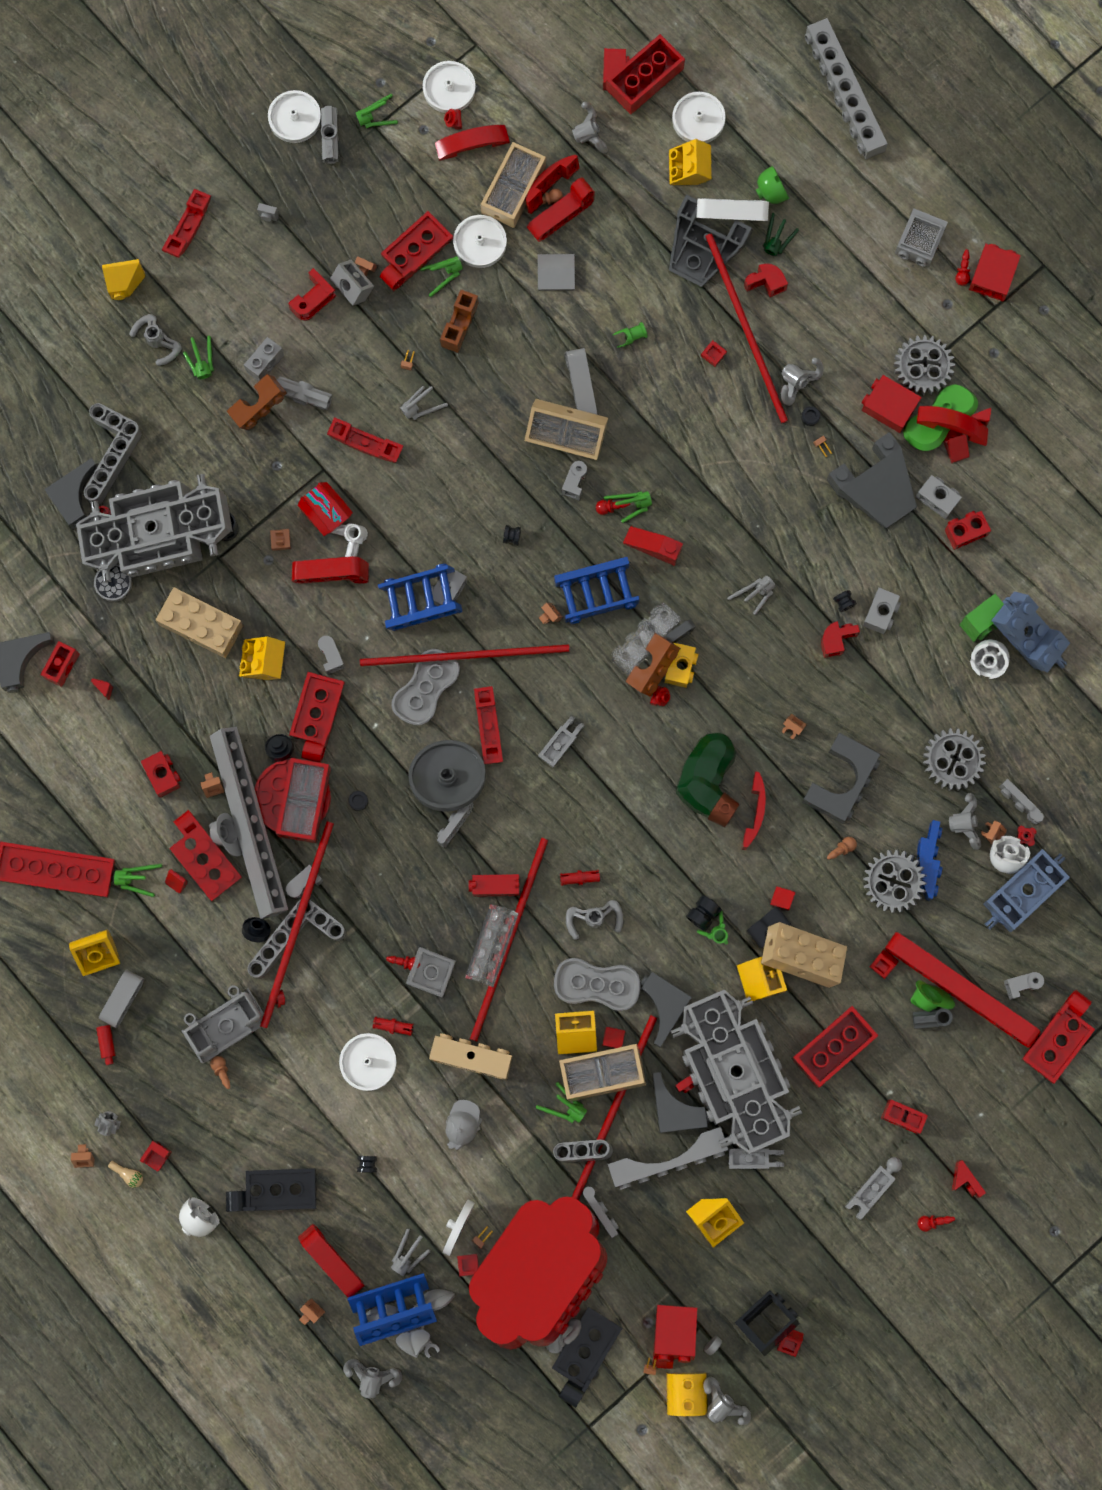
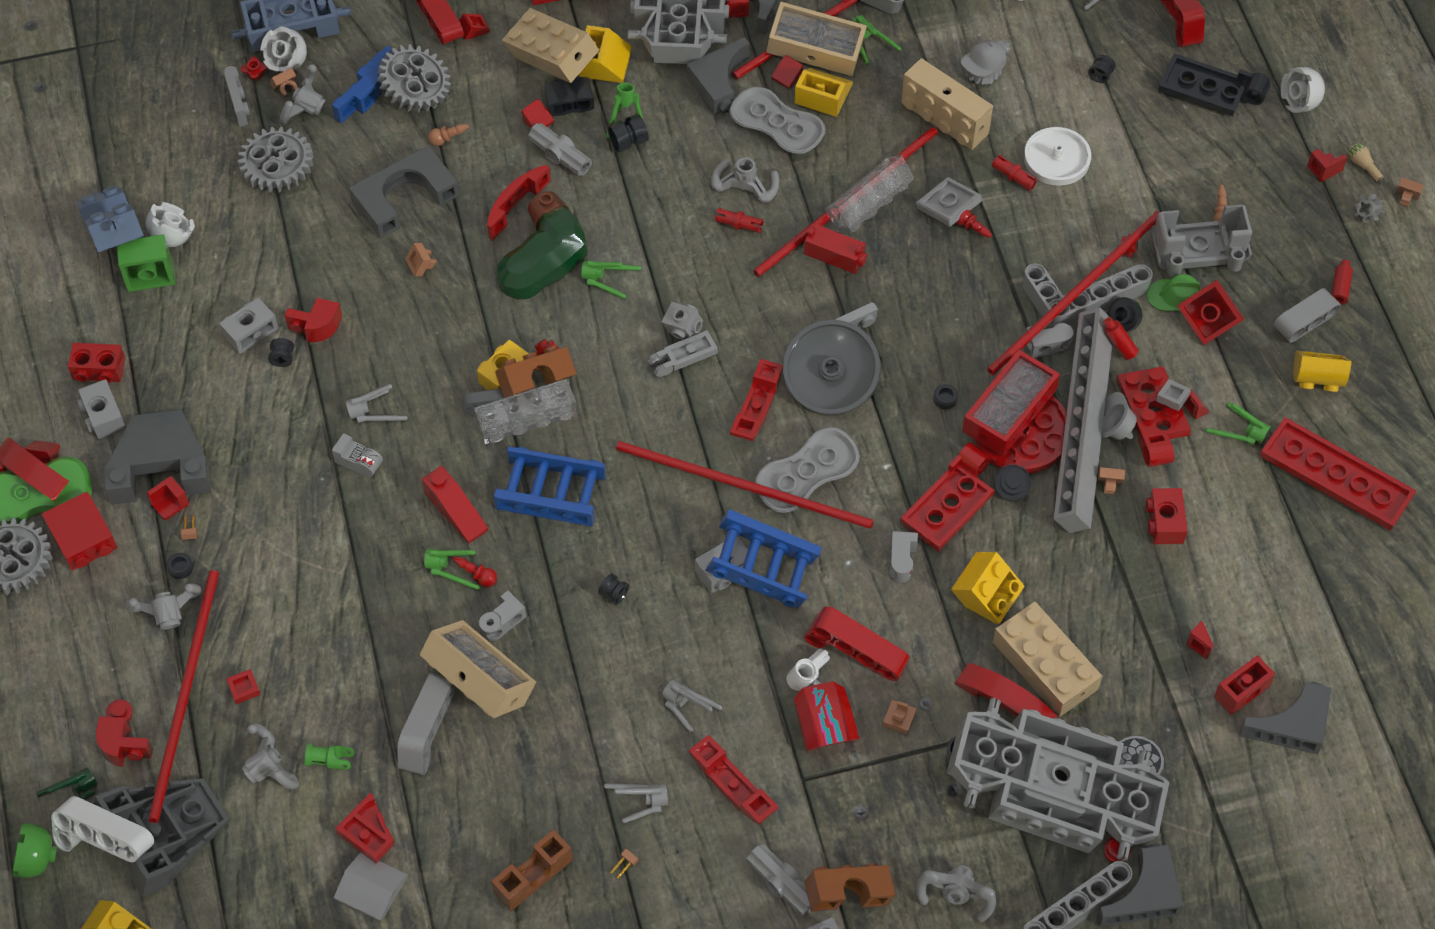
camera: 155 degrees left, 20 degrees down
(190, 437) = (957, 889): none -> light grey piece
(190, 865) = (1173, 395): none -> light grey plate
(193, 958) = (1210, 312): none -> red slope
(216, 585) = (990, 685): none -> red slope
(227, 973) = (1168, 293): none -> bright green piece
(249, 902) = (1120, 338): none -> red cylinder
(431, 481) = (679, 694): none -> light grey plant
(551, 613) = (618, 484): nougat tile -> none
(573, 763) = (682, 320): none -> light grey brick
(578, 301) = (366, 830): none -> red wing
(662, 779) = (595, 270): none -> bright green plant
(665, 311) = (267, 761): none -> light grey piece
(741, 548) = (356, 456): none -> light grey leg
(748, 874) = (559, 149): none -> light grey piece
(781, 300) = (119, 708): none -> red plate
(848, 456) = (167, 498): none -> red panel

